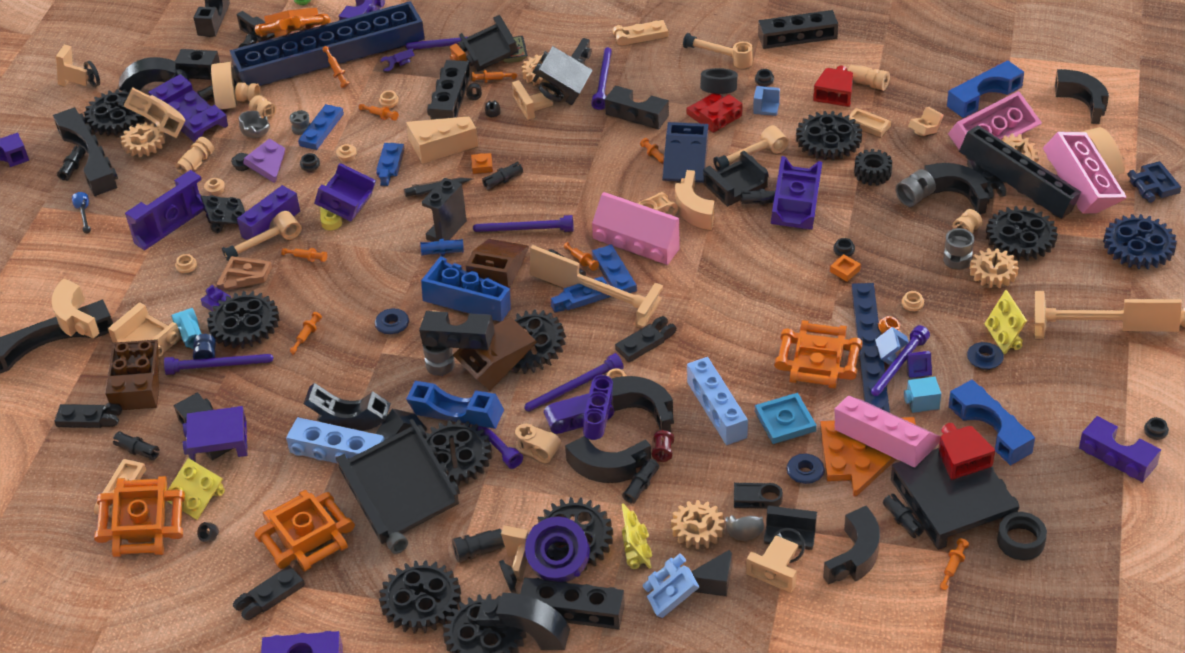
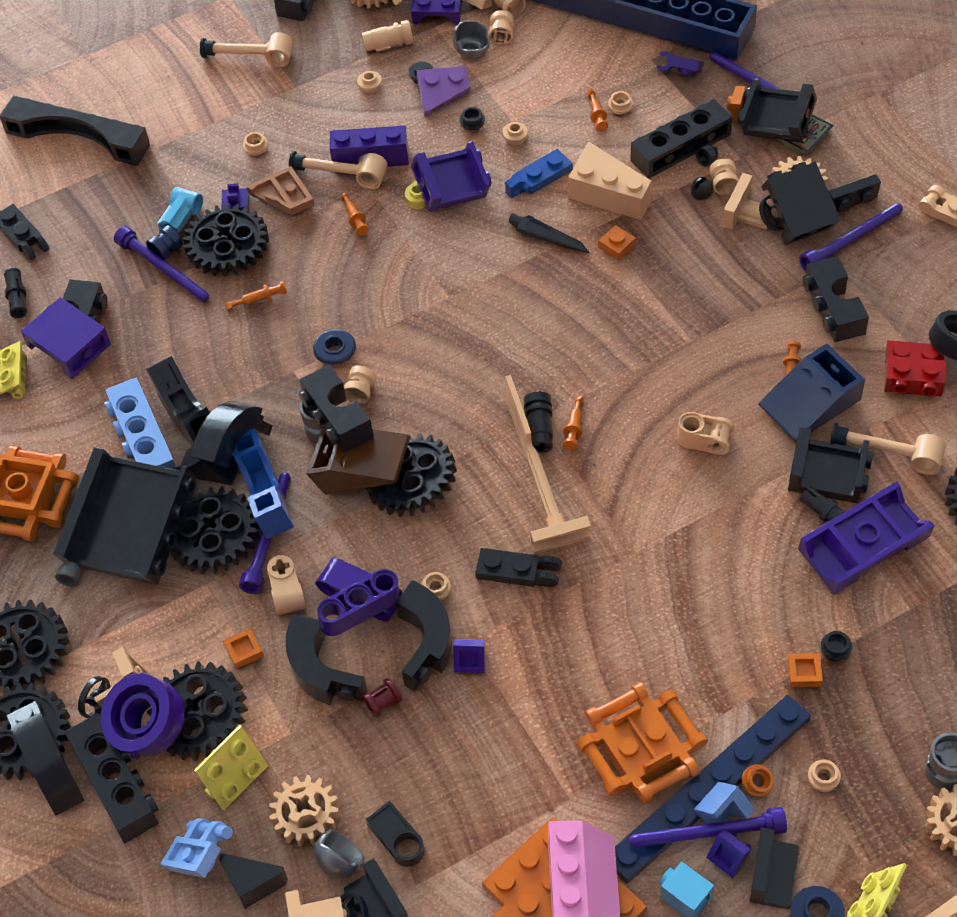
camera: 50 degrees right, 10 degrees up
(65, 303) = (99, 114): light nougat arch -> none
(77, 200) = (254, 14): hinge -> none
(123, 204) = (276, 51): none -> light nougat piece
(134, 375) = (83, 222): reddish brown slope -> none
(139, 326) = (143, 187): light nougat panel -> none
(167, 213) = (294, 78): dark purple piece -> none
(221, 211) = (342, 111): black hinge -> none
(299, 122) = (514, 68): dark grey wheel -> none
(321, 127) = (529, 87): blue plate -> none
(336, 68) = (609, 32): orange piece -> none
(405, 394) = (223, 430): none -> black arch
(442, 247) = (467, 305): blue pin -> none
(447, 209) = (500, 268): black panel -> none
(464, 291) = (418, 364): blue wedge -> none
(478, 544) = (109, 636): black axle -> none
(491, 76) = (740, 146): orange piece -> none
(497, 261) = (484, 359): reddish brown slope -> none
(501, 94) = (724, 176): none -> light nougat wheel
(502, 175) = (616, 271): black pin -> none
(554, 488) = (243, 648): none -> orange plate
(564, 224) = (604, 374): dark purple piece -> none
(577, 296) = (514, 465): blue hinge -> none
(611, 362) = (451, 567): dark purple piece -> none
(614, 269) = (585, 466): blue plate -> none
(636, 228) = (647, 441): bright pink slope -> none
(640, 481) = (319, 714): black pin -> none
(681, 391) = (469, 656): none -> dark purple tile
(692, 207) = (749, 442): light nougat arch -> none
(717, 401) = (485, 698): light blue brick -> none
(785, 418) = (525, 780): dark azure plate -> none
(805, 461) = (470, 839): dark blue piece -> none
(944, 356) = (774, 871): none -> black panel

